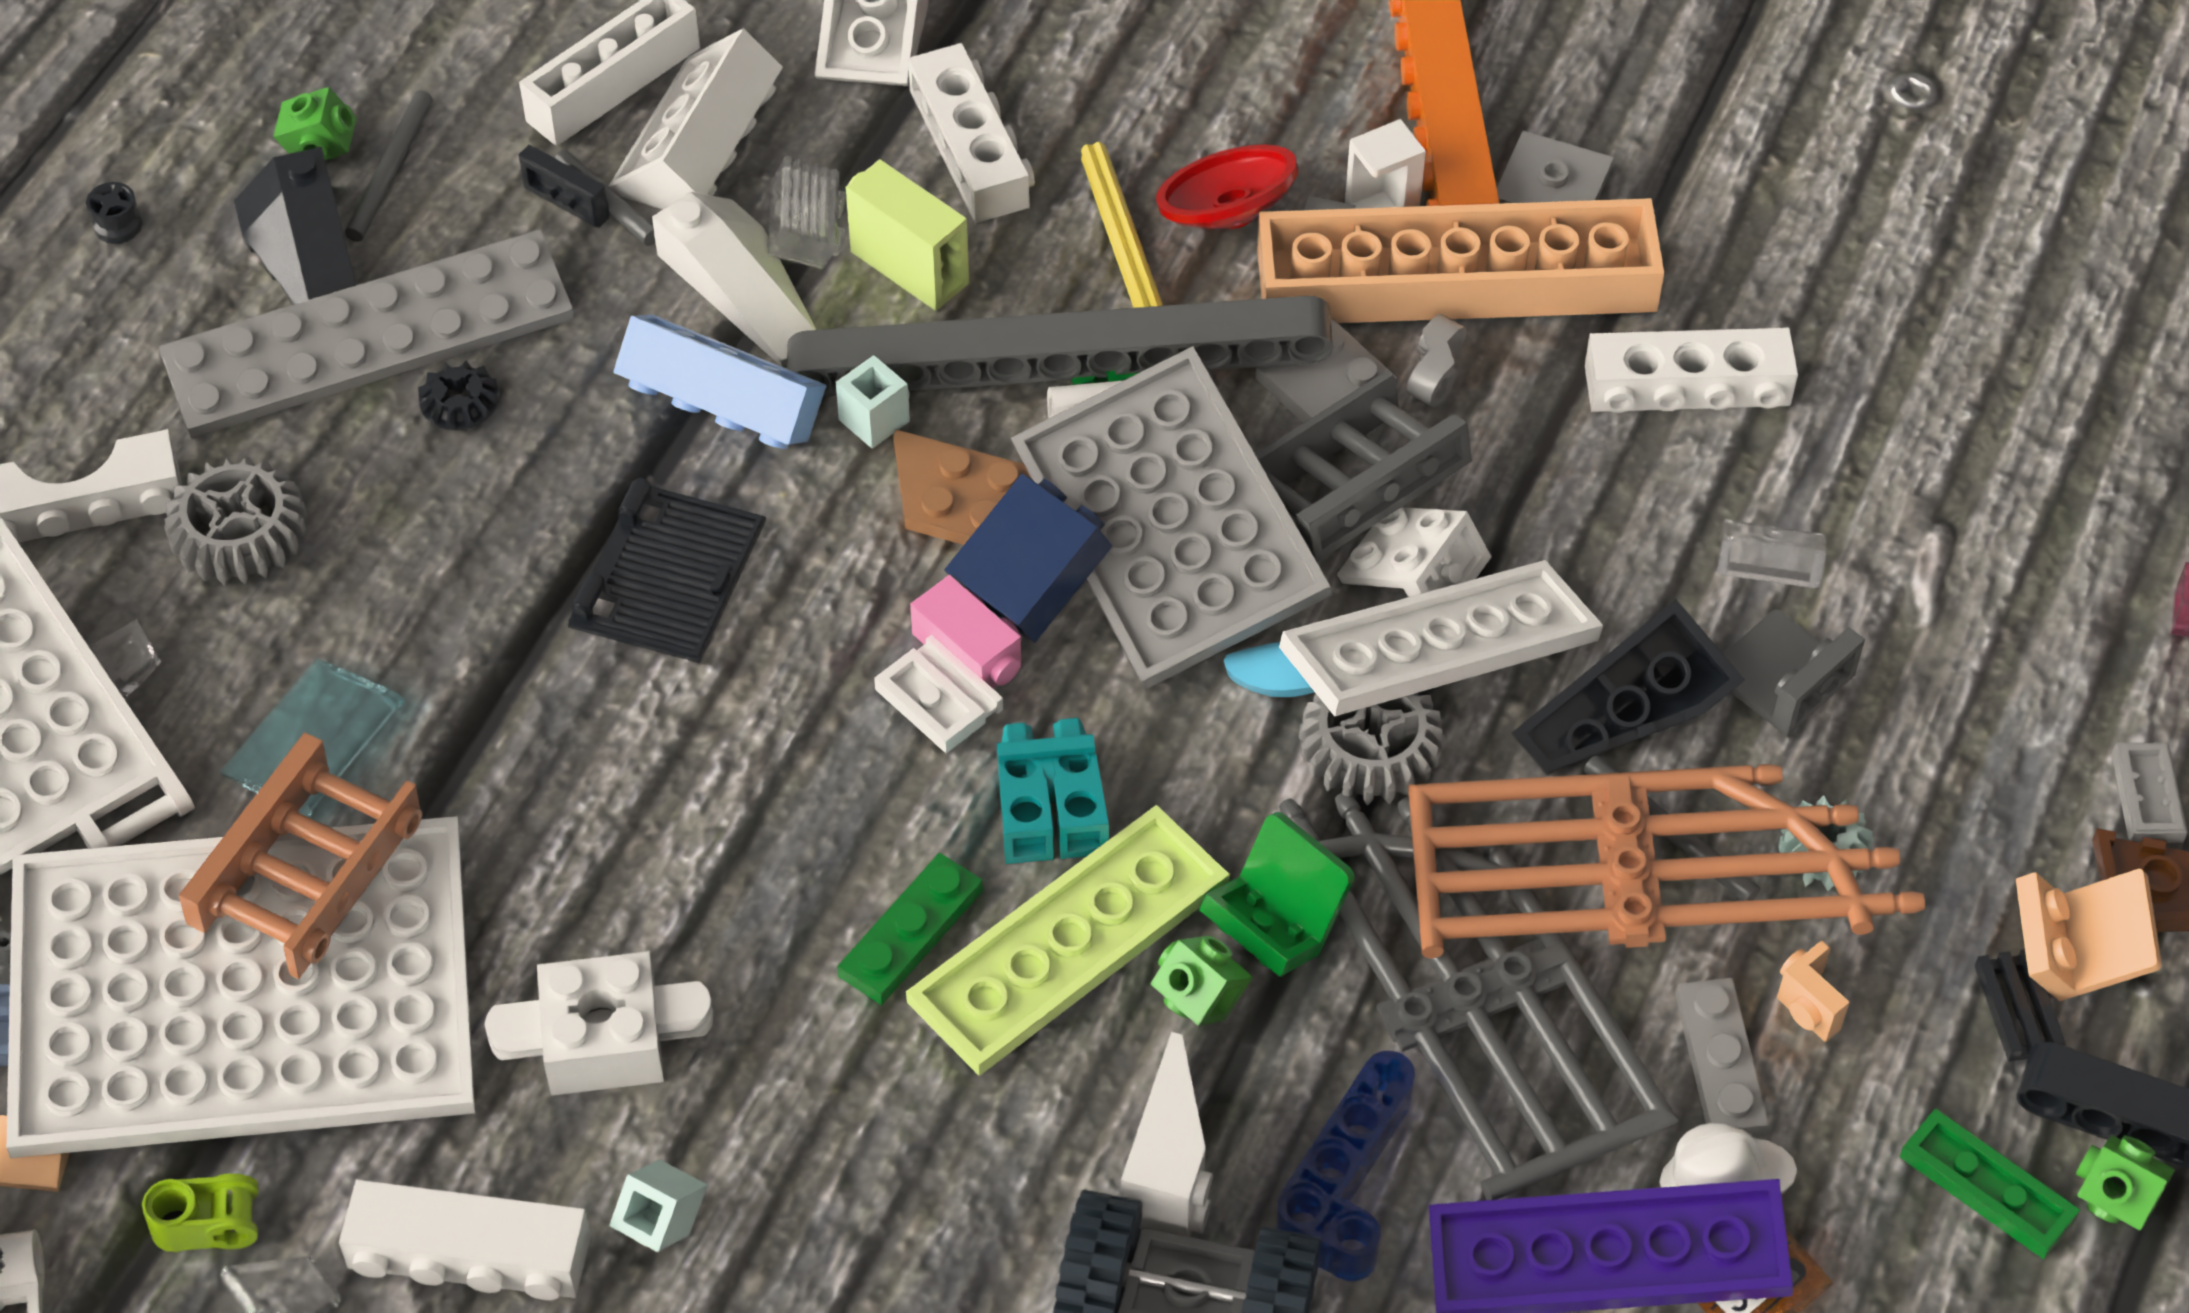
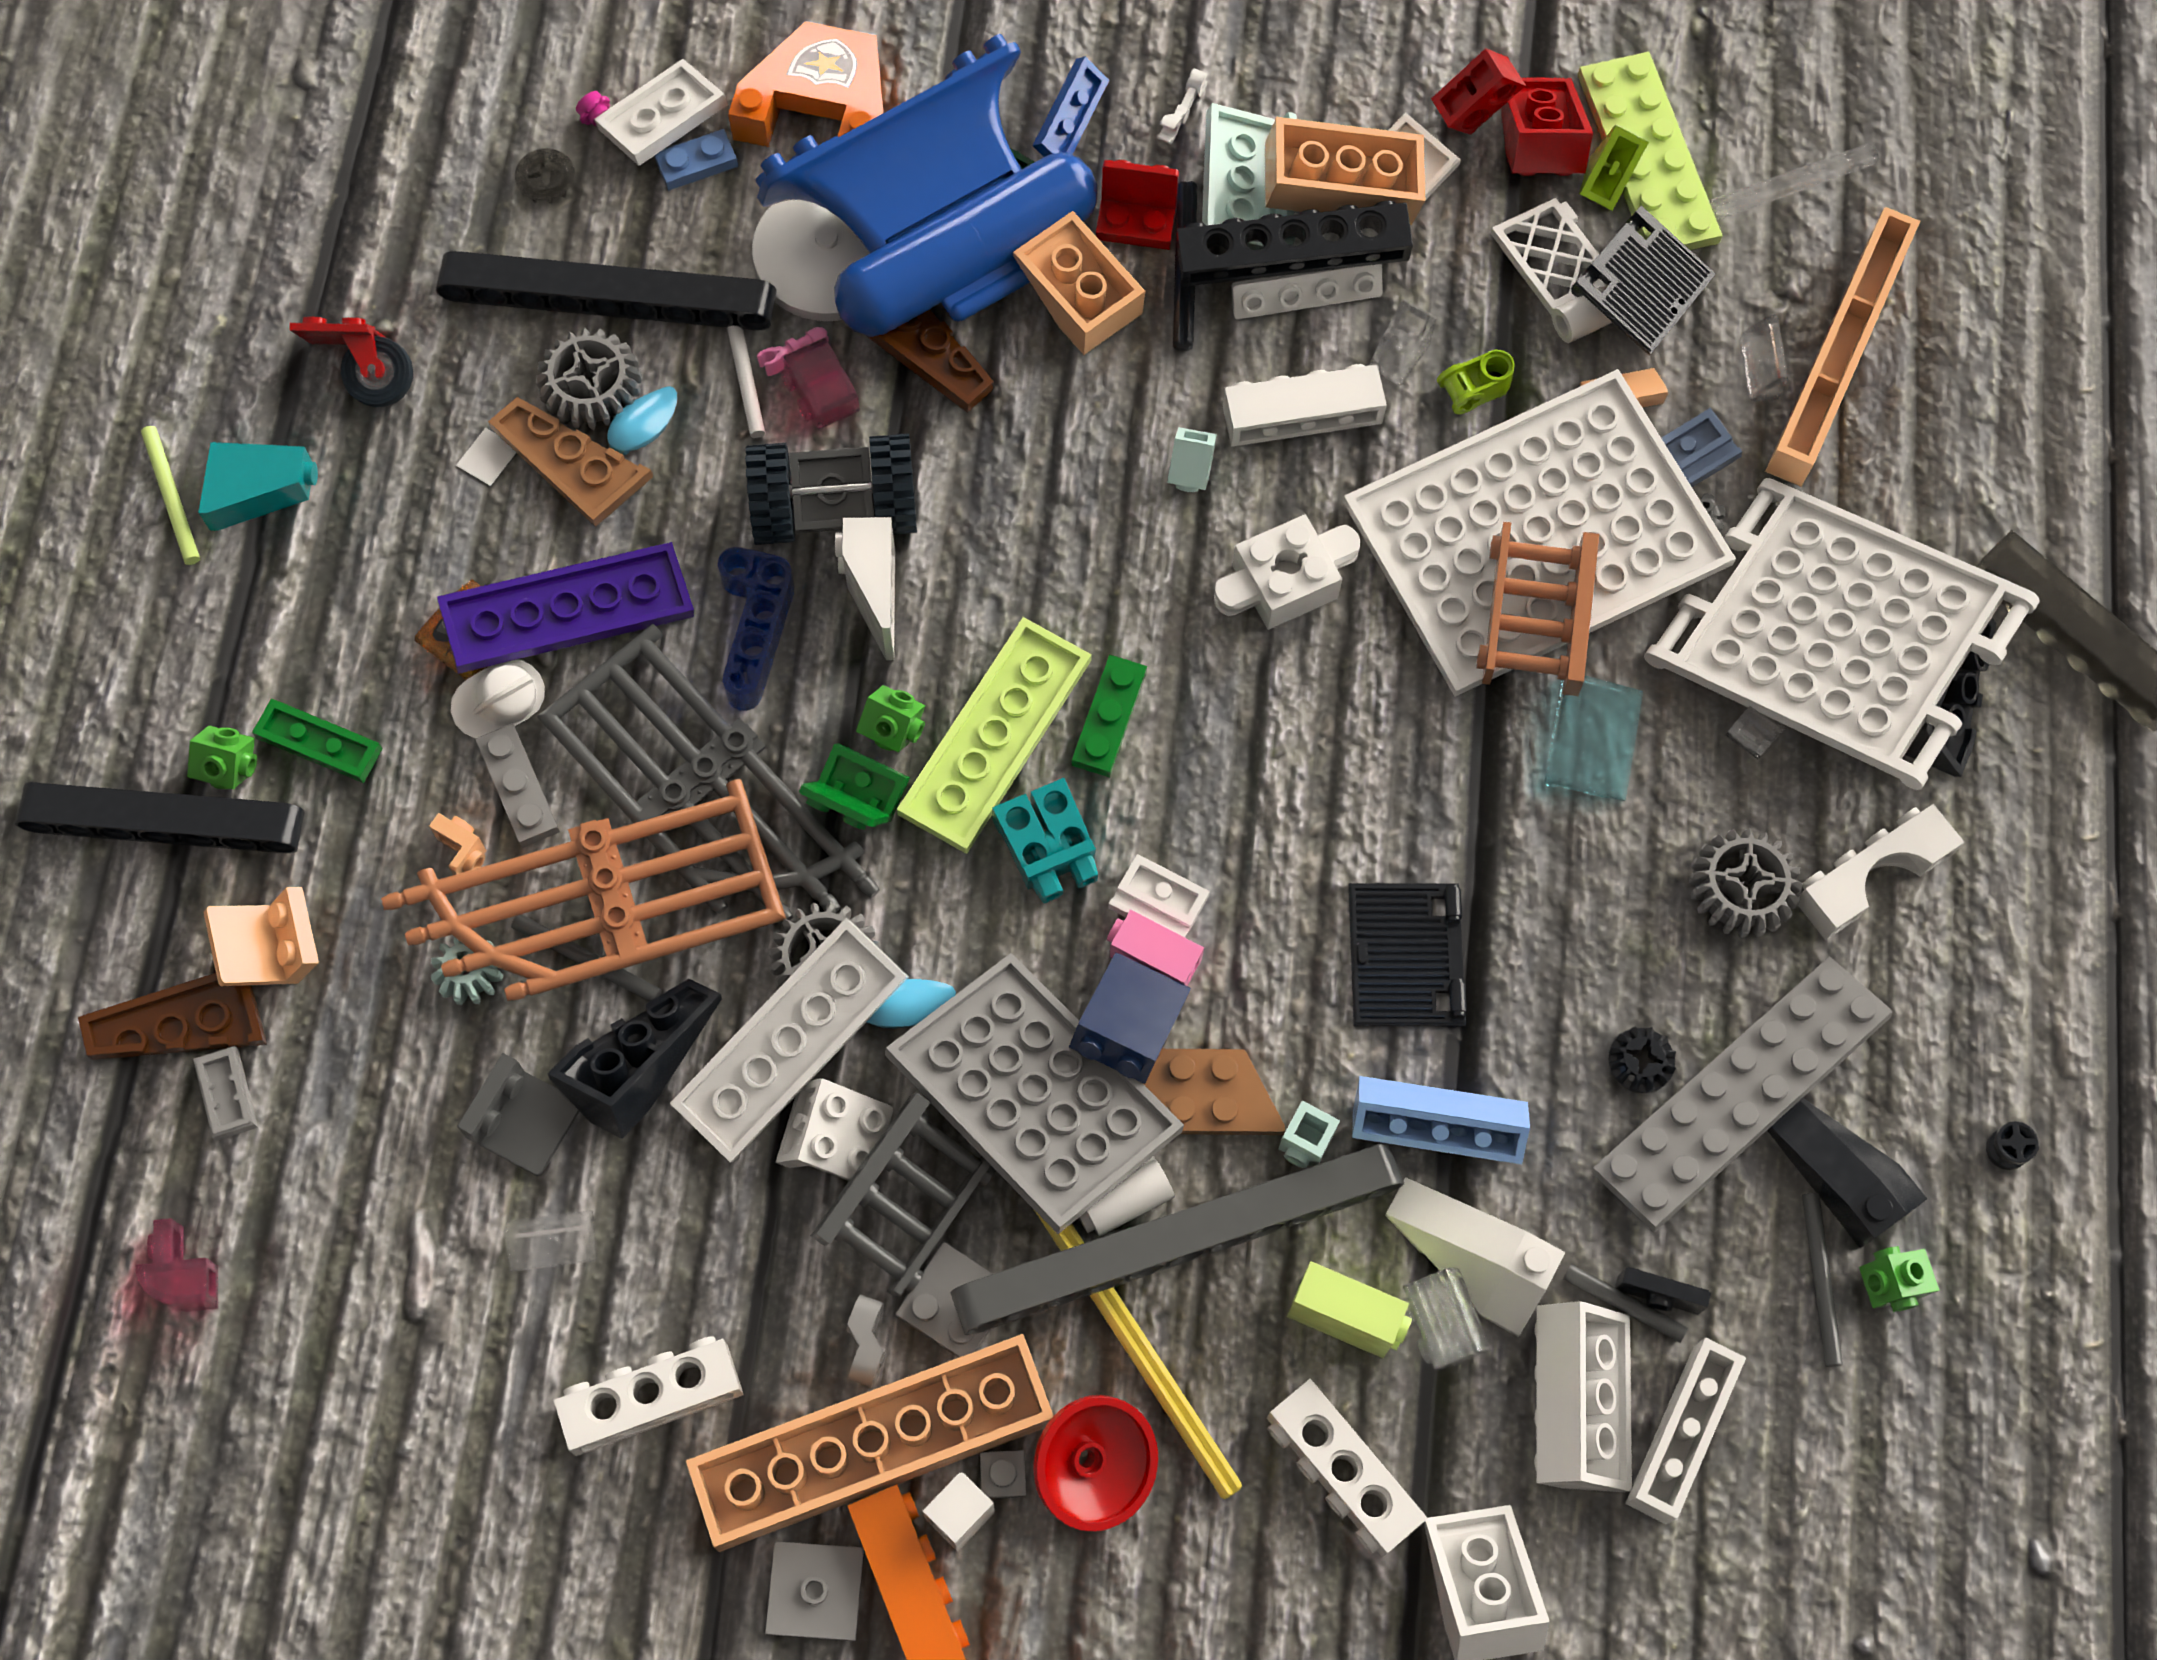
camera: 160 degrees right, 15 degrees up
(2040, 1000) = (295, 860): black tile -> none

